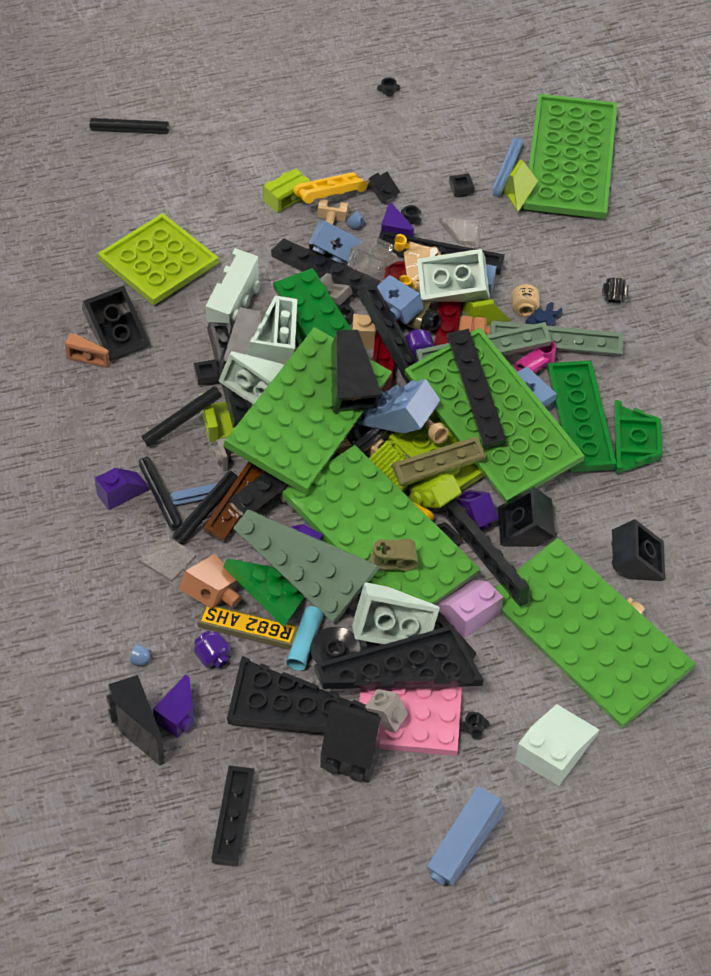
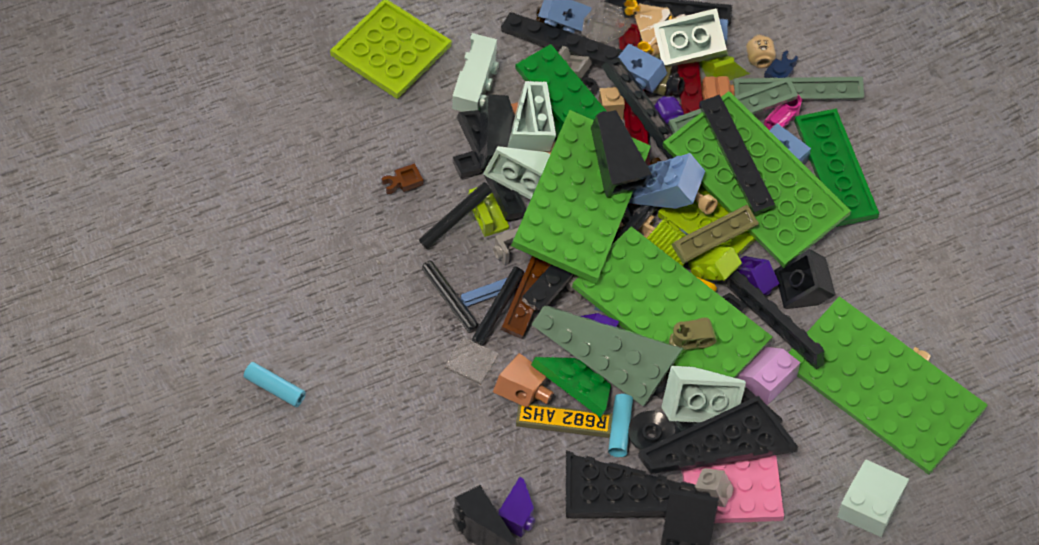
camera: 10 degrees left, 5 degrees up
(86, 351) = (344, 157): nougat slope -> none
(115, 323) = (366, 124): black slope -> none
(119, 487) = (409, 295): dark purple slope -> none
(140, 655) = (470, 462): medium blue hinge -> none
(142, 378) = (404, 178): none -> reddish brown plate
(212, 649) = (536, 448): dark purple head -> none
(477, 719) = (798, 484): black plate -> none
(615, 290) = (846, 31): black gear -> none
(636, 438) = (892, 183): green wing -> none
(637, 552) = (914, 300): black slope -> none

